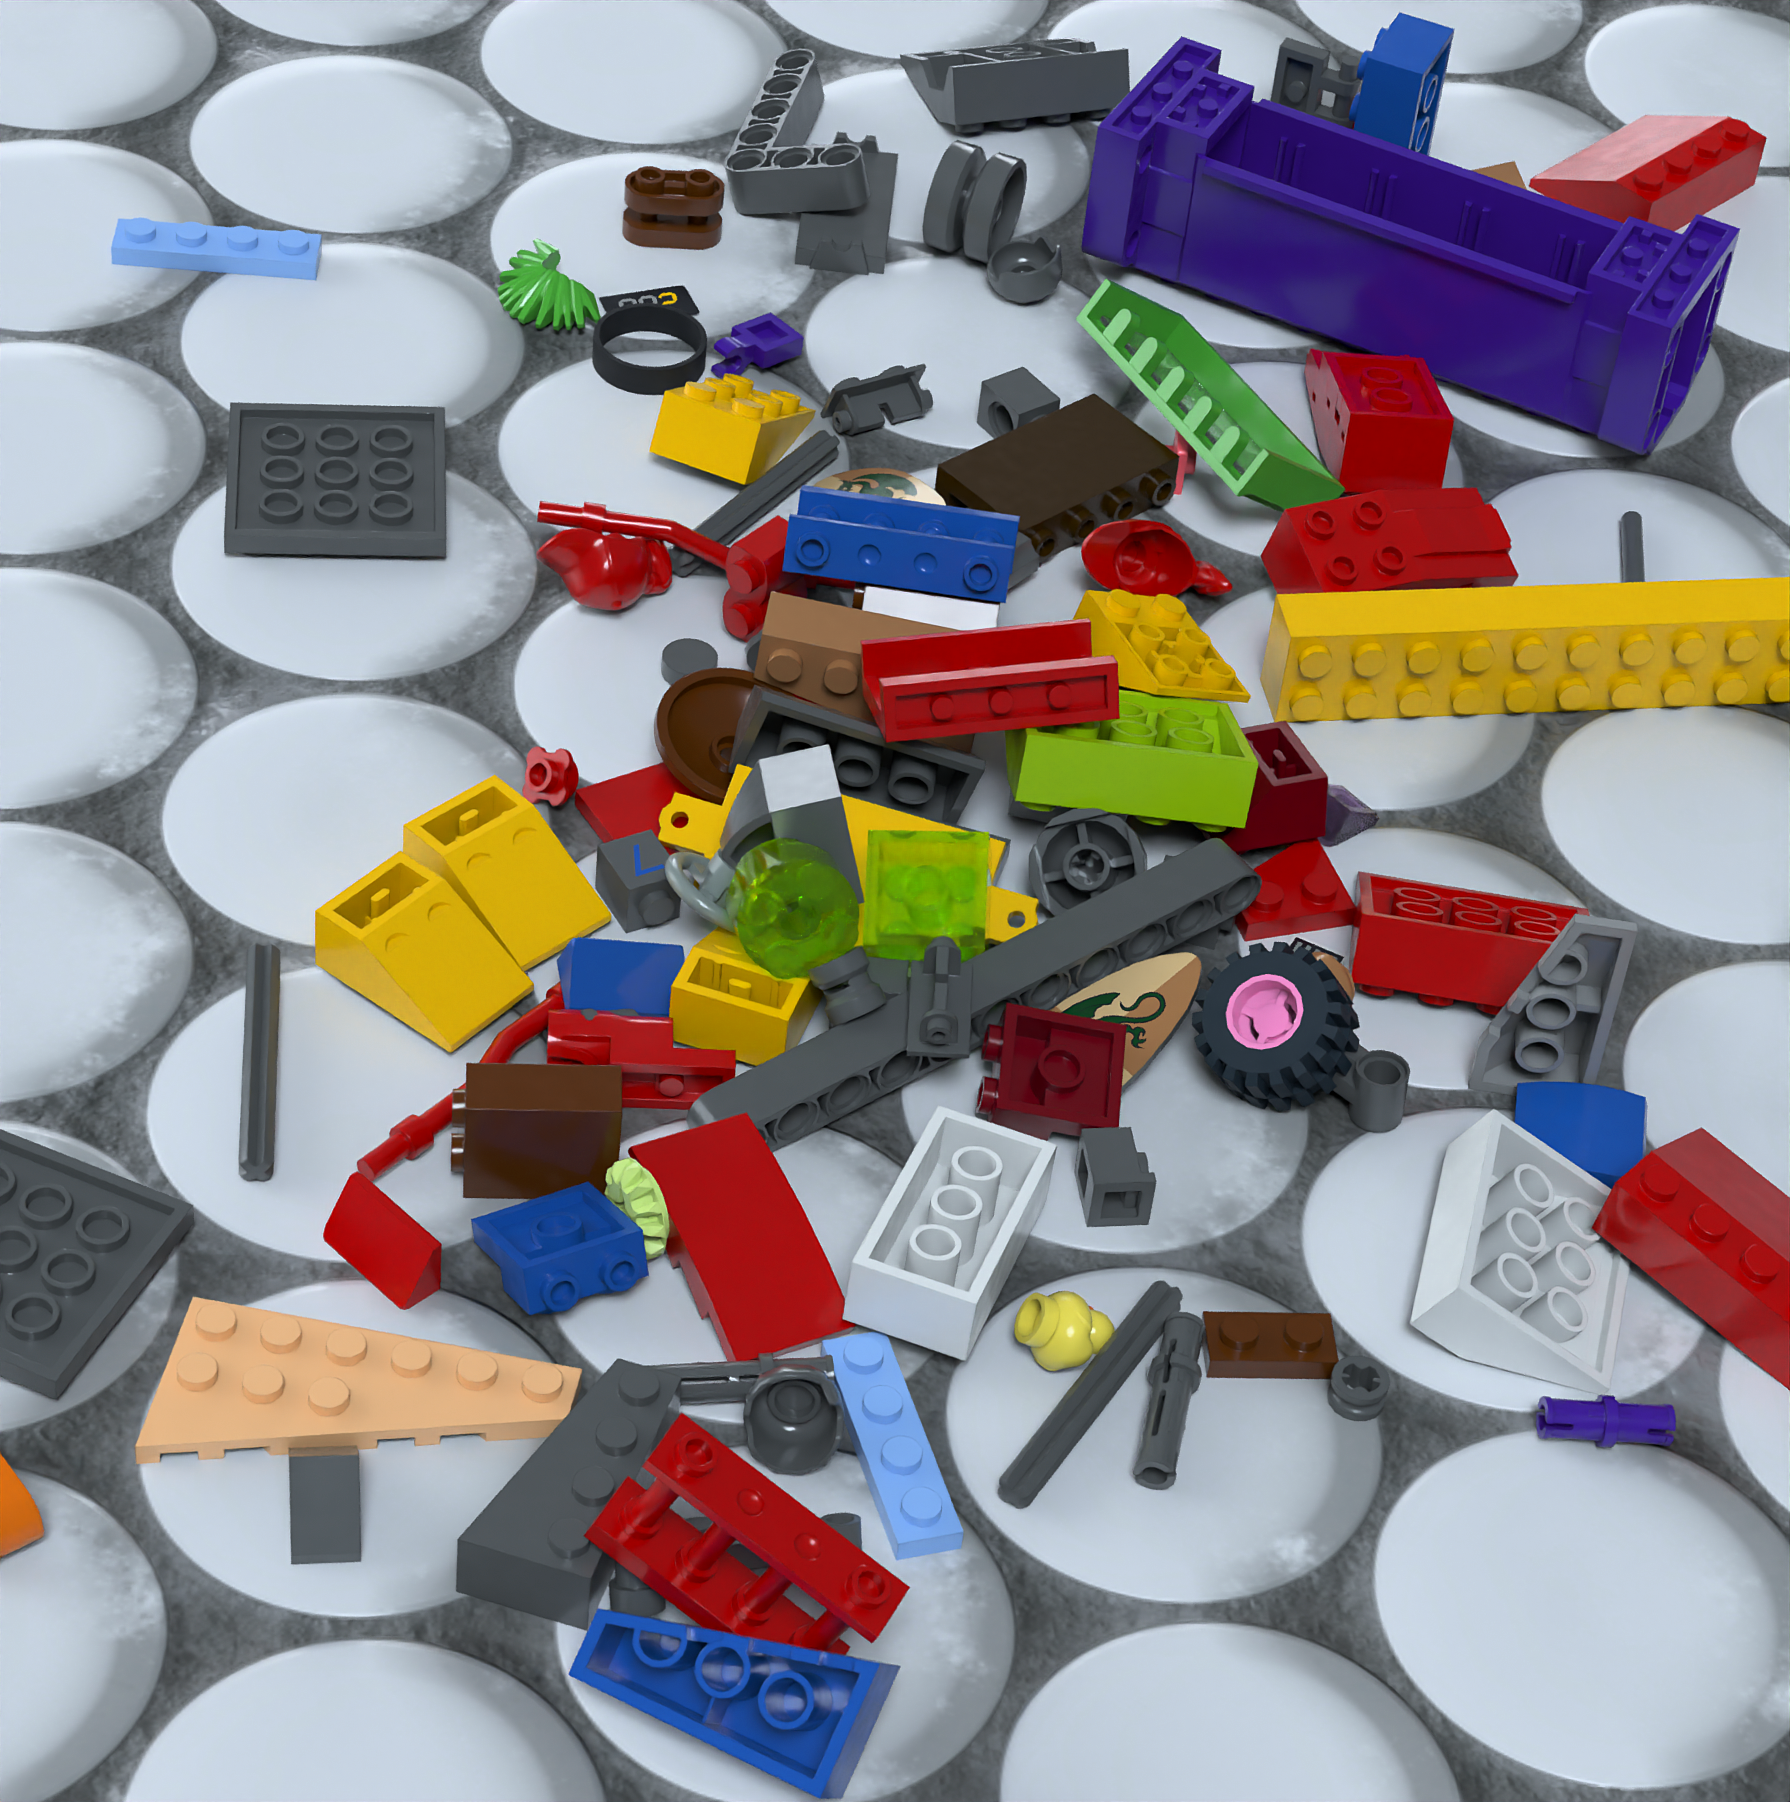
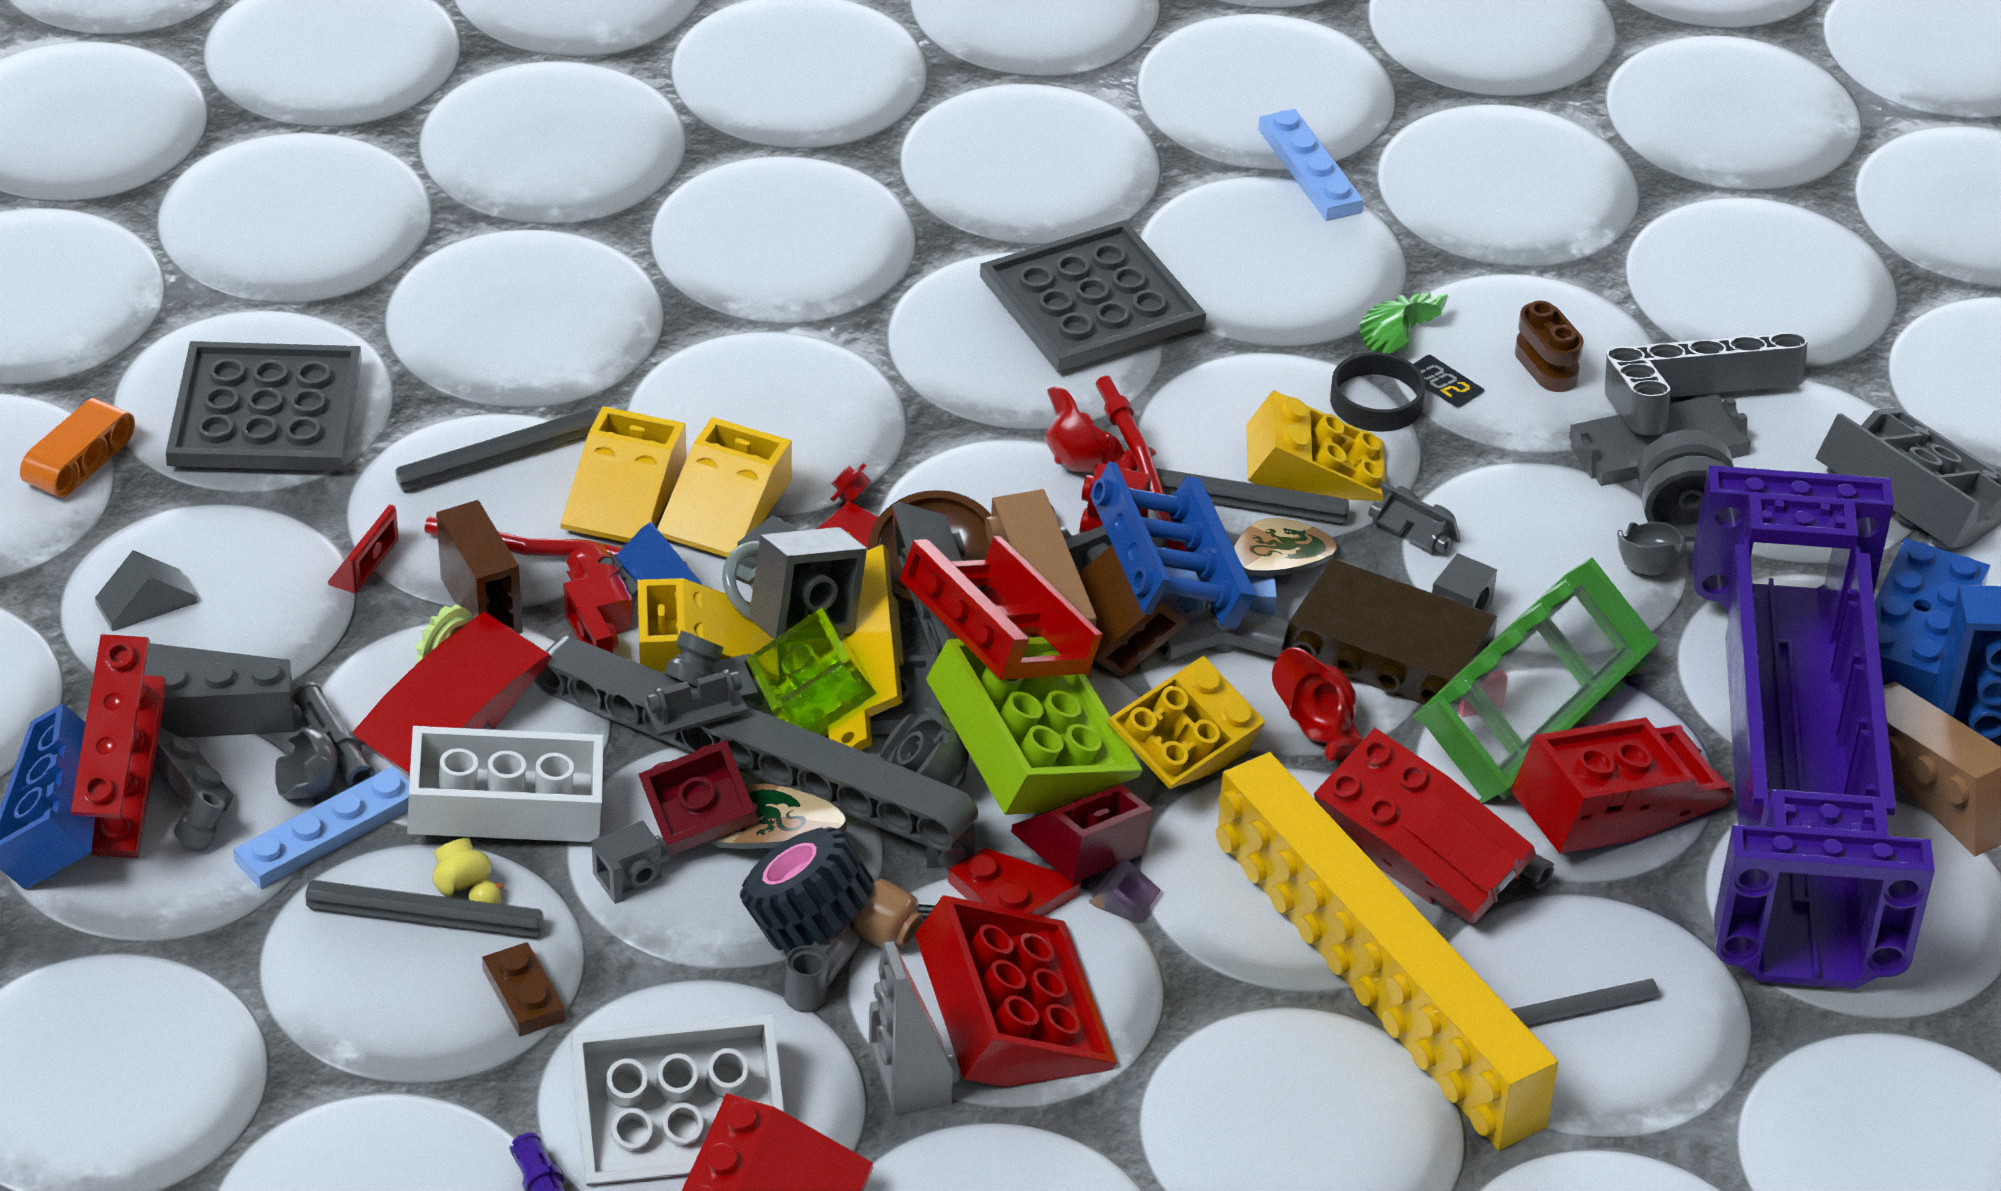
camera: 70 degrees right, 0 degrees up
(308, 1382) = (236, 566): light nougat wing -> none
(562, 1248) = (388, 620): blue plate -> none
(759, 340) = (1428, 441): dark purple plate -> none
(813, 933) = (720, 595): clear neon green brick -> none
(1173, 1381) = (434, 946): dark grey pin -> none
(1358, 1403) = (509, 1055): dark grey bush -> none
(1587, 1124) = (842, 1102): blue slope -> none

